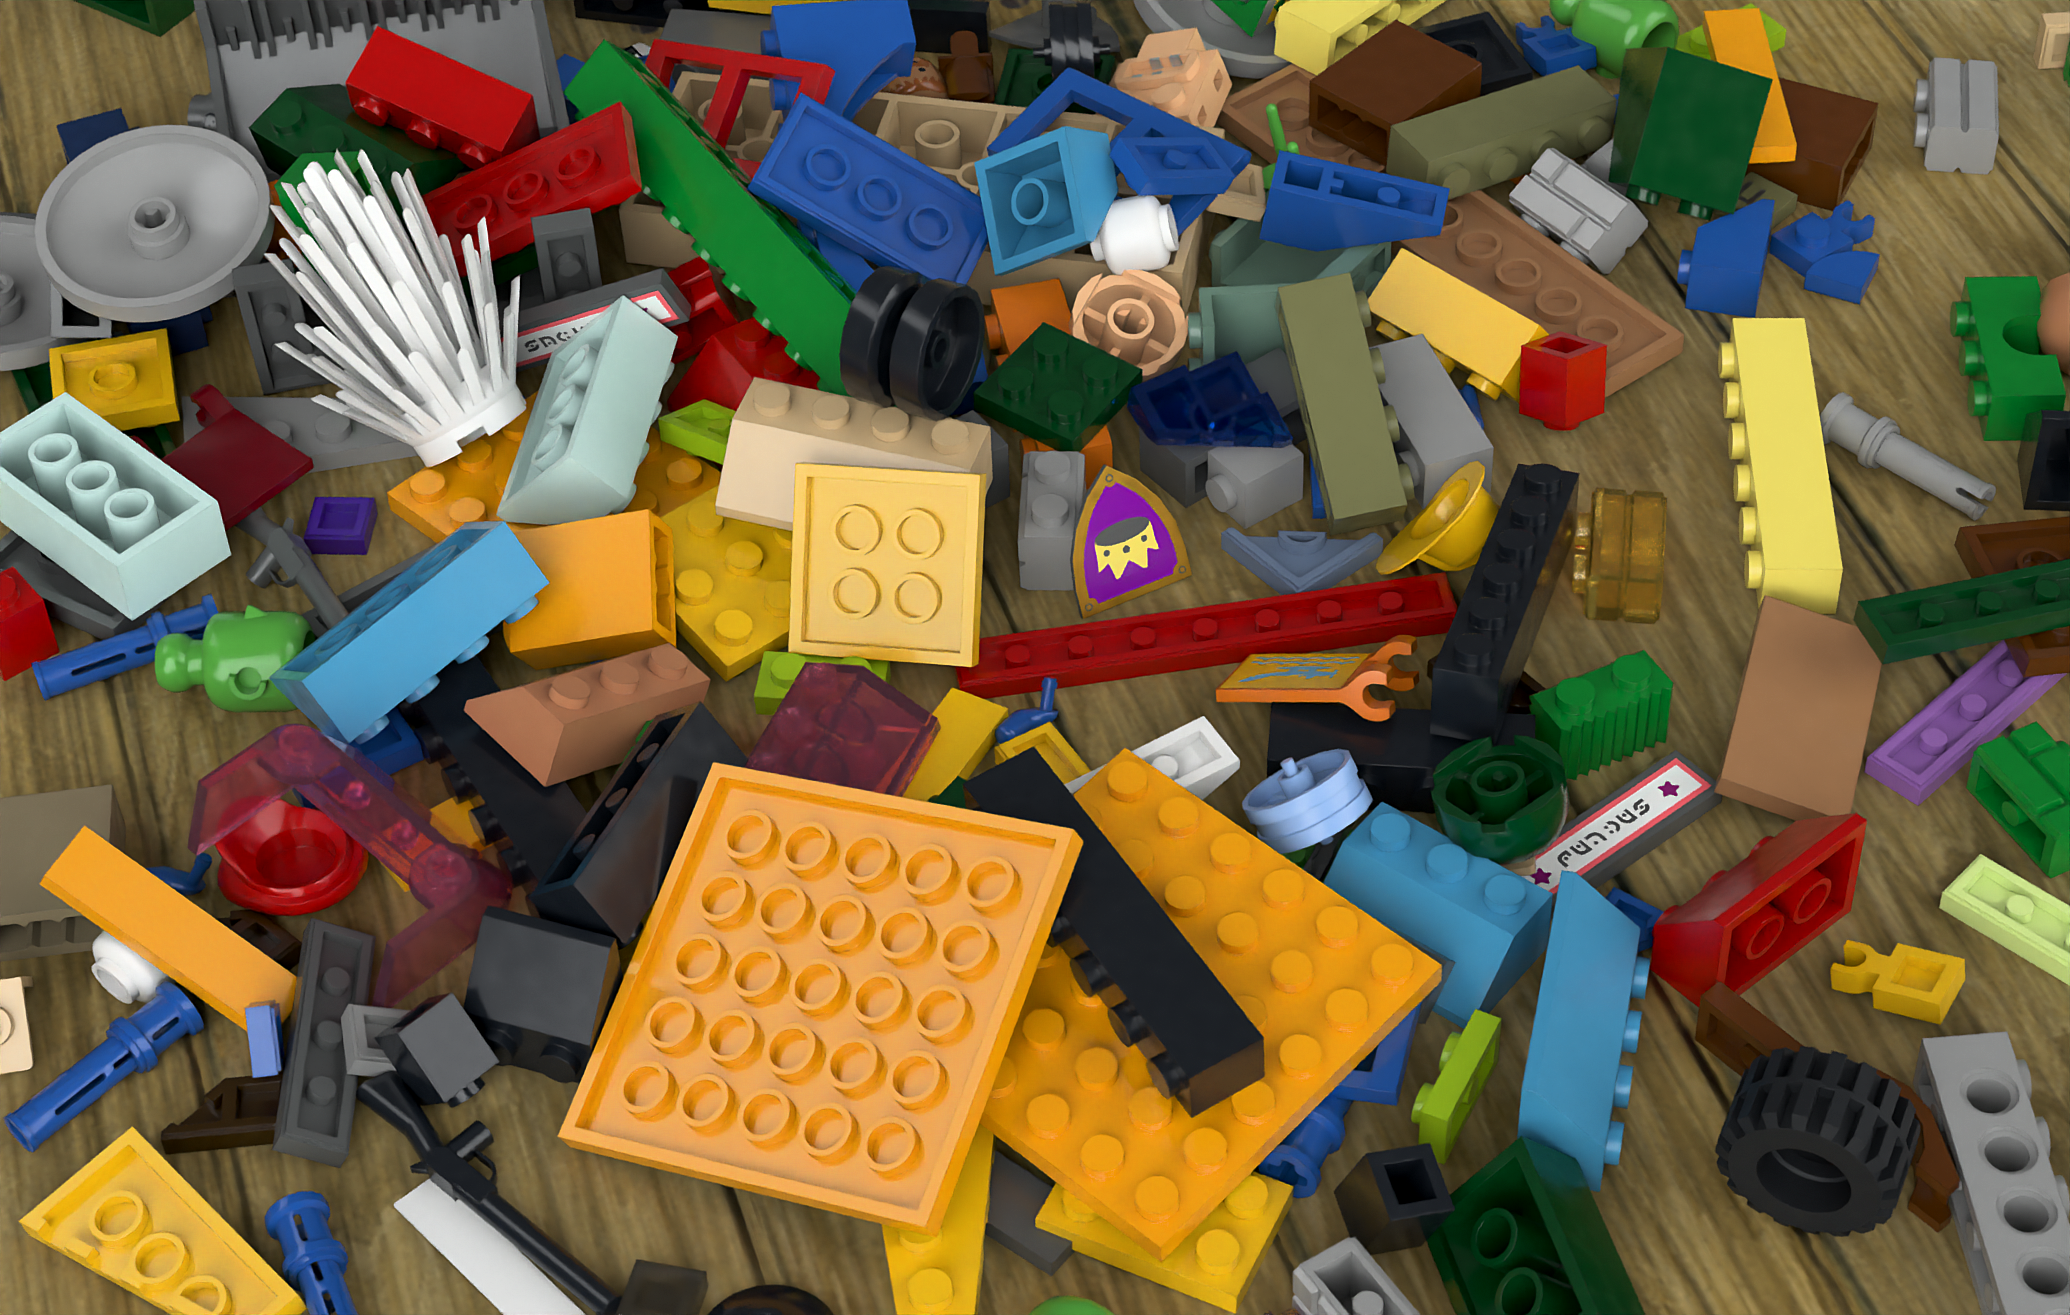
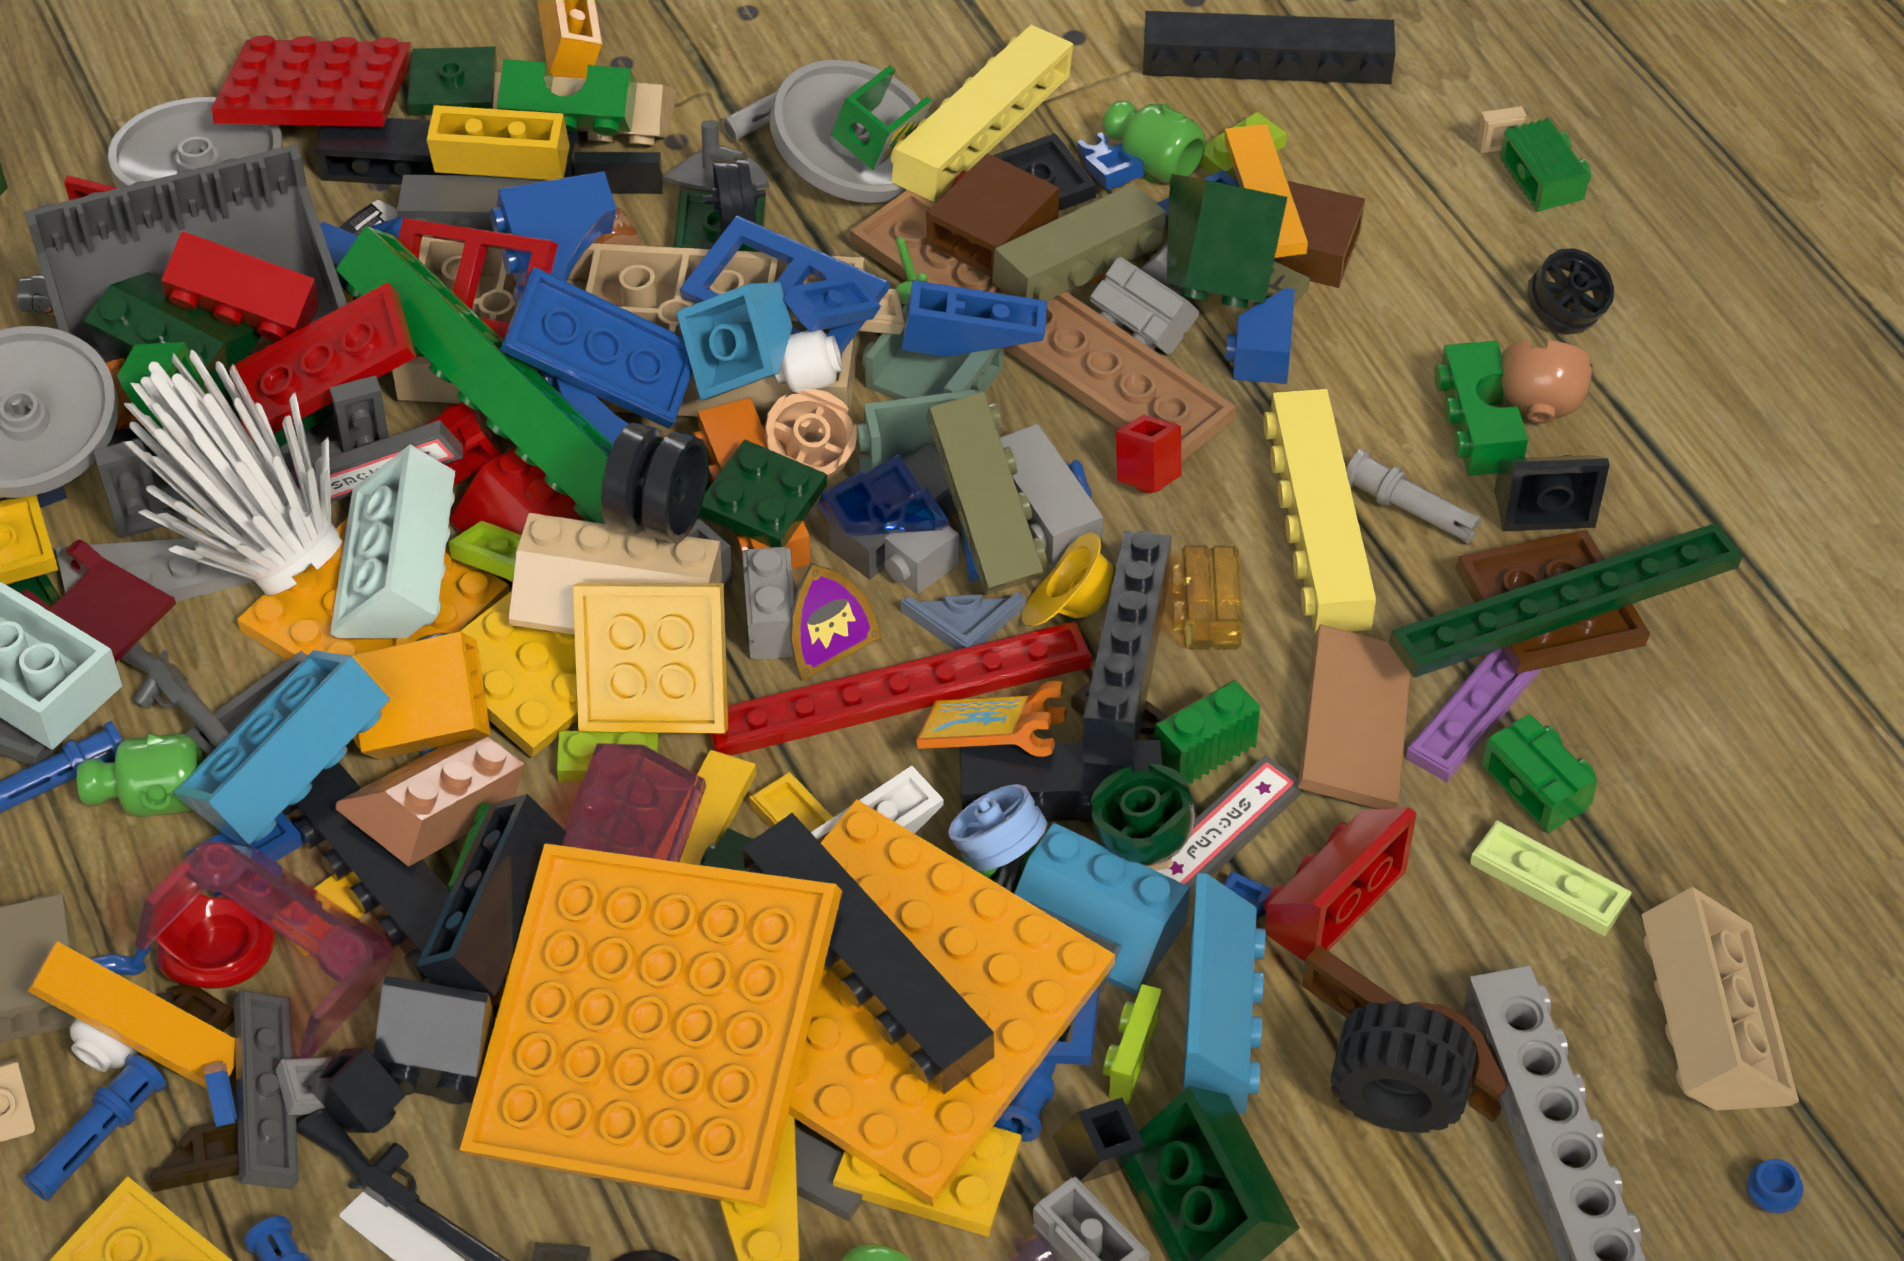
camera: 10 degrees left, 5 degrees up
(341, 525) = (203, 649): dark purple tile -> none
(966, 71) = (651, 216): reddish brown arm -> none
(1028, 719) = (771, 770): blue piece -> none
(1176, 77) = (816, 213): light nougat piece -> none
(1457, 321) = (1062, 411): yellow brick -> none
(1815, 238) = (1330, 318): blue plate -> none
(1843, 275) = (1350, 344): blue tile -> none
(1905, 983) = (1454, 929): yellow plate -> none
(1957, 115) = (1425, 201): light grey brick -> none

